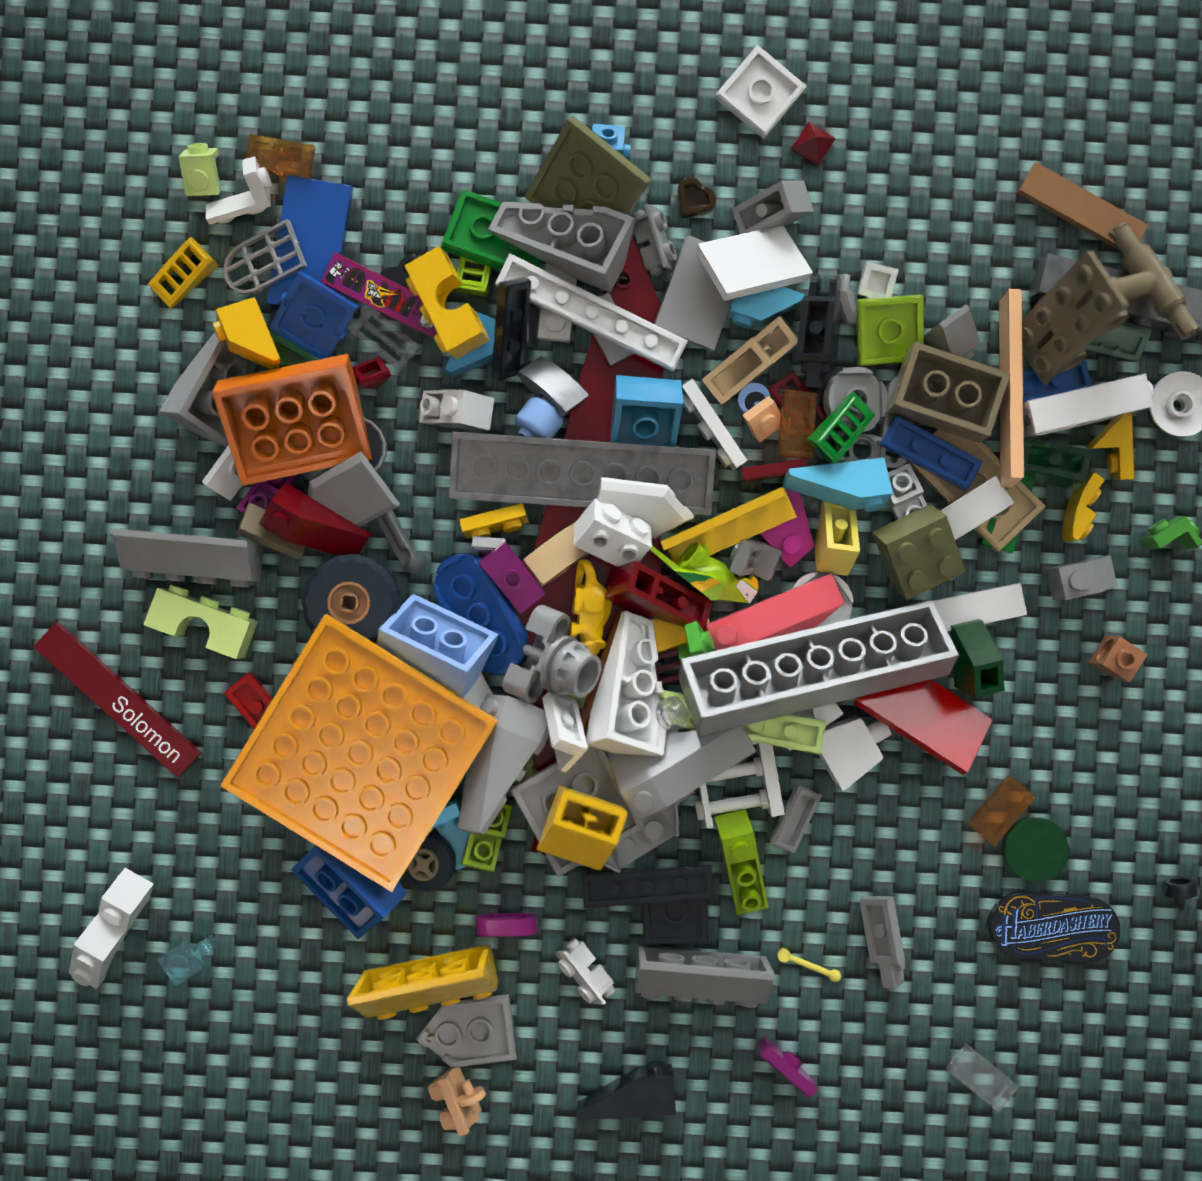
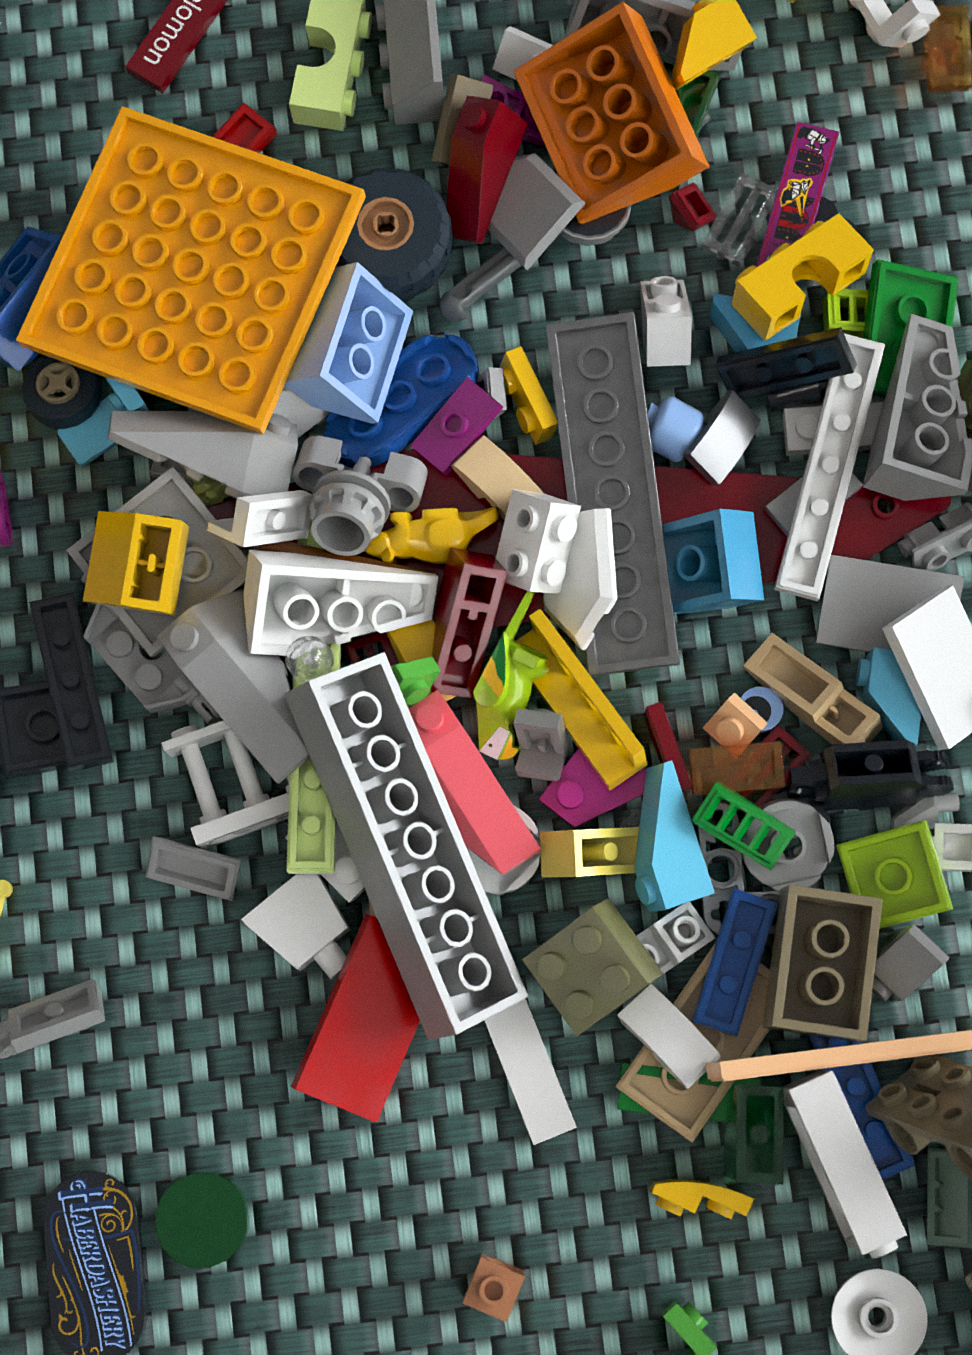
camera: 85 degrees right, 10 degrees down
(268, 249) = (813, 68): light grey window -> none
(313, 316) = (750, 121): blue plate -> none
(320, 222) = (863, 101): blue tile -> none
(483, 850) = (104, 460): lime slope -> none
(711, 426) = (711, 656): white plate -> none
(741, 861) = (123, 803): lime slope -> none
(979, 663) = (457, 1076): dark green slope -> none
(1001, 810) = (250, 1160): clear orange tile -> none
(1081, 578) = (602, 1219): light grey slope -> none
(1119, 437) = (811, 1229): yellow slope -> none

